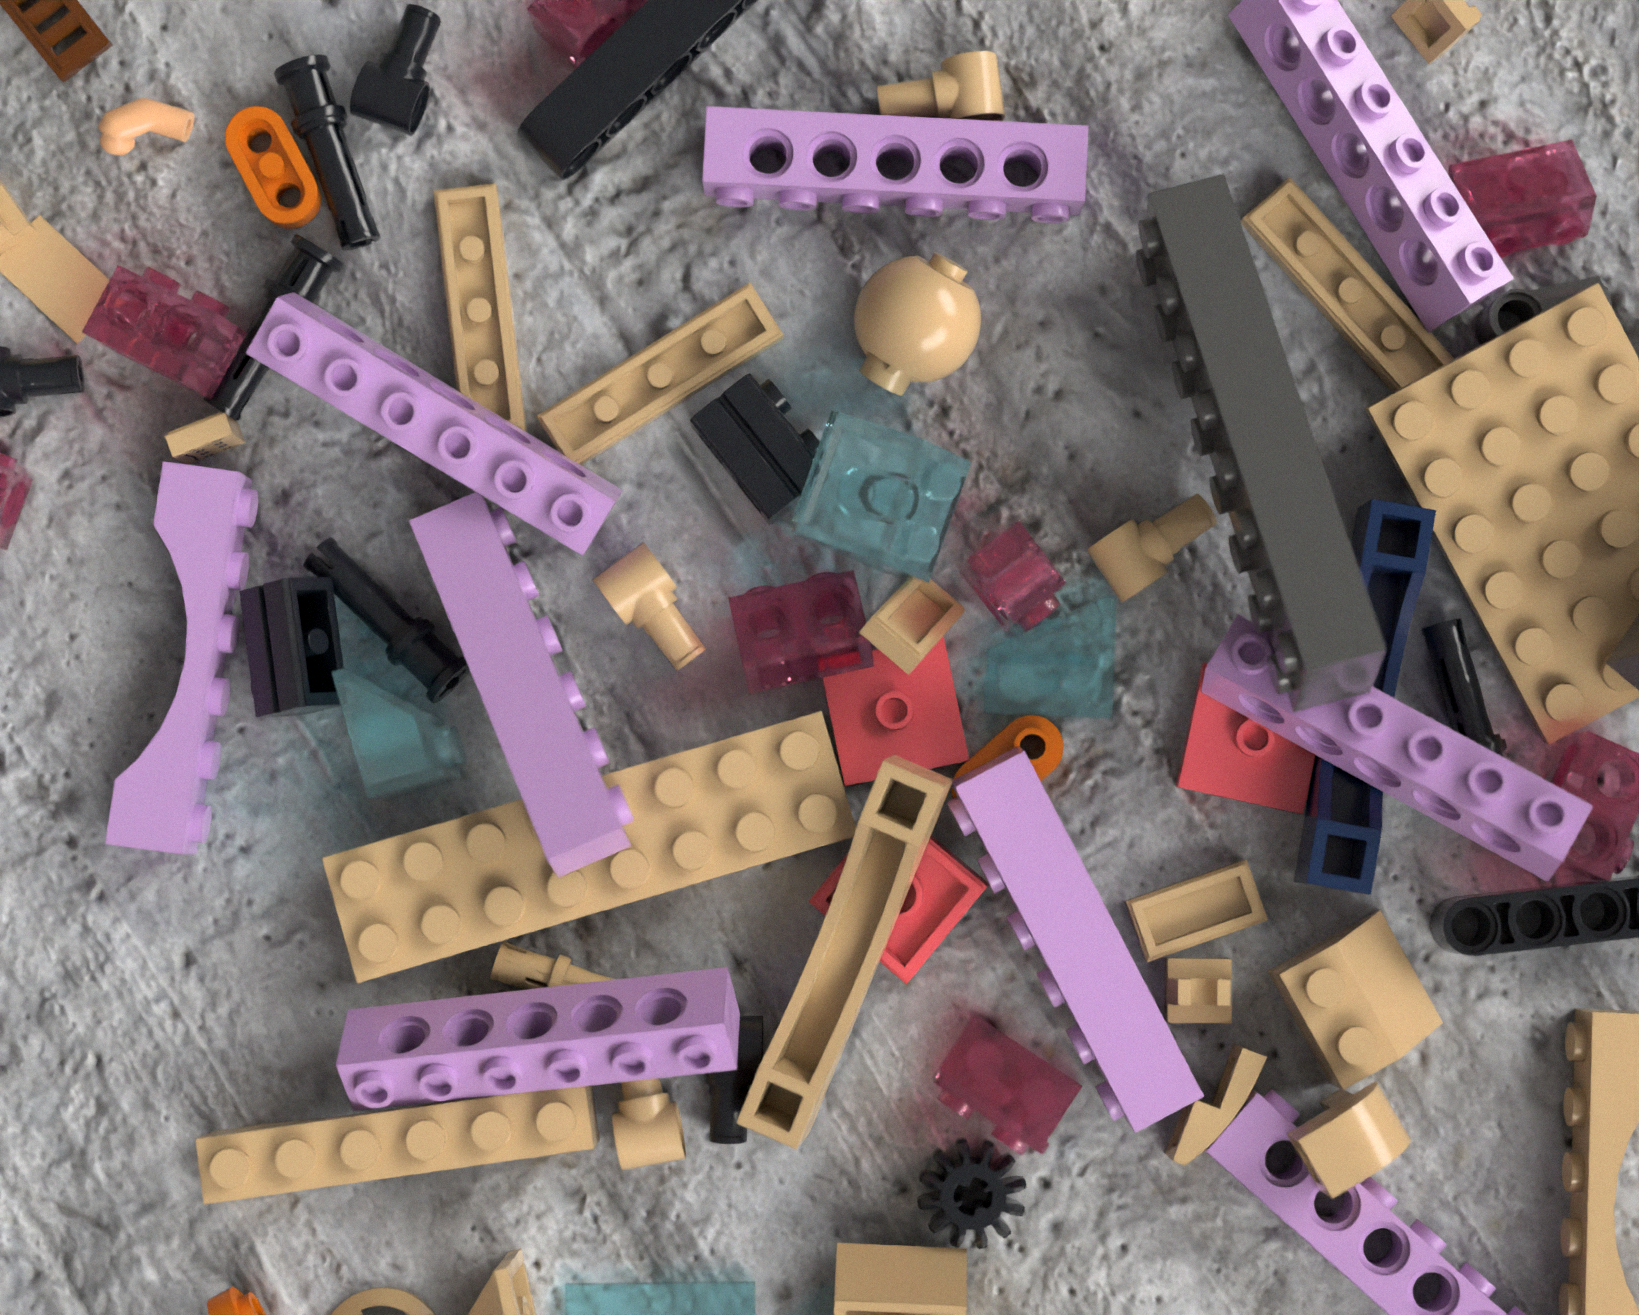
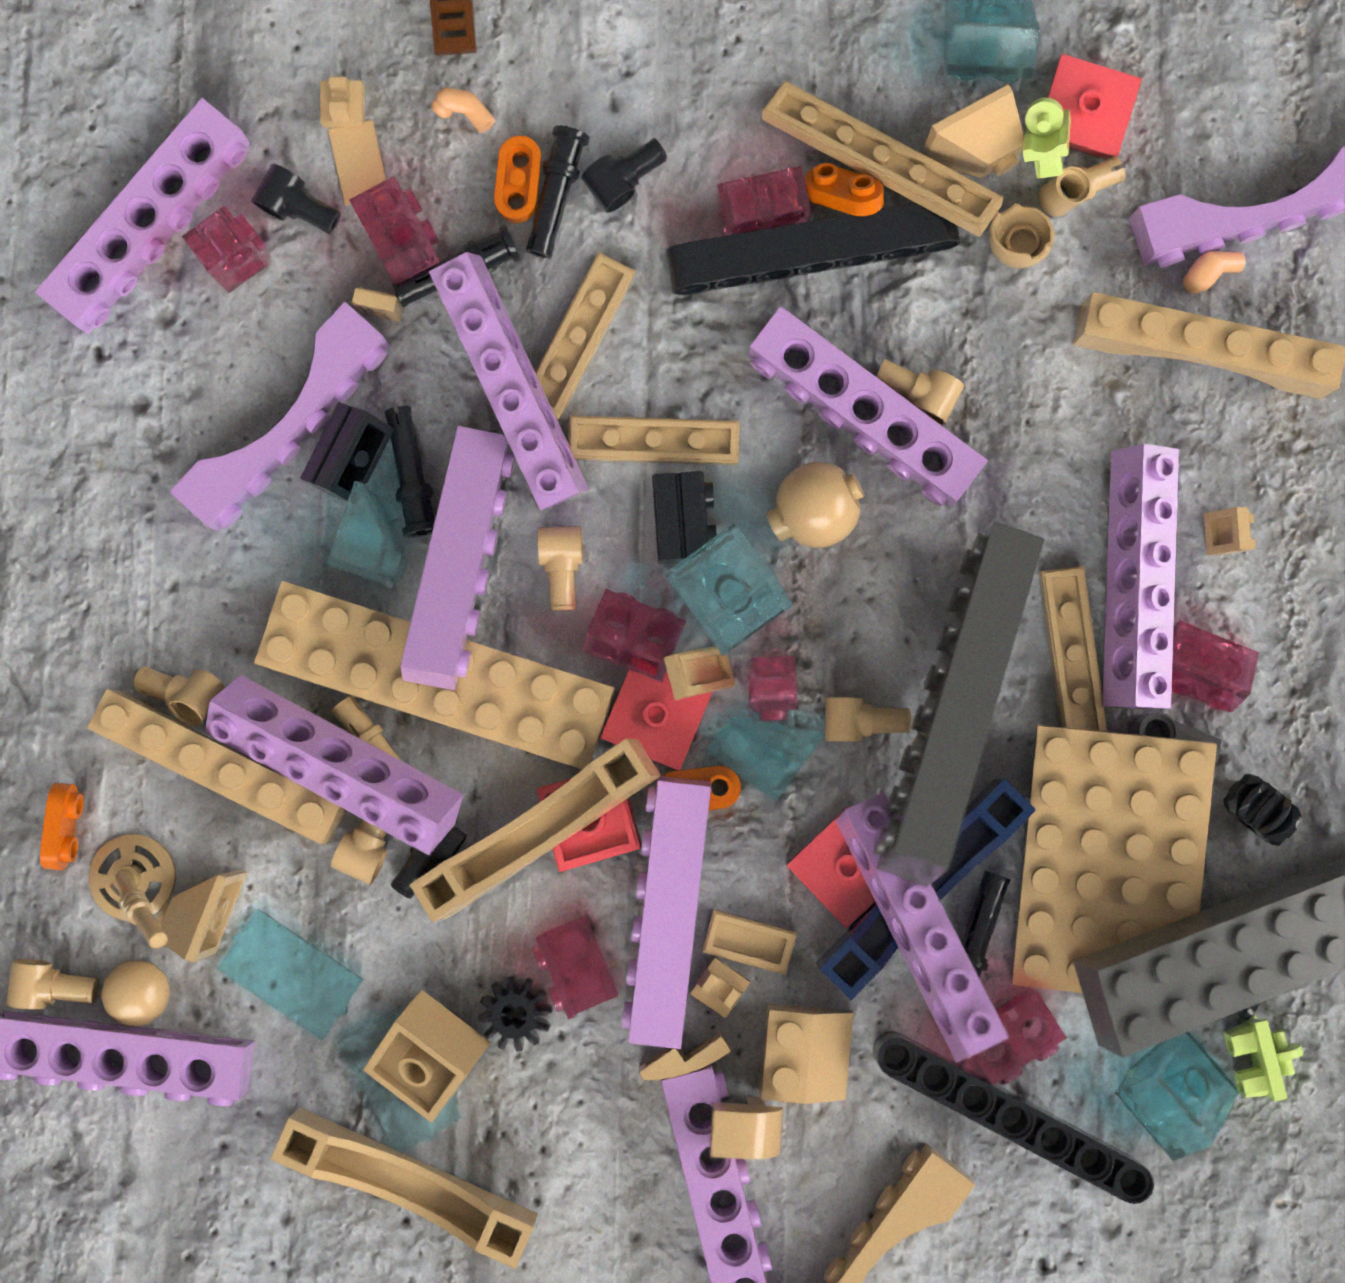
camera: 35 degrees right, 0 degrees up
(300, 1083) = (185, 696): none -> tan pin

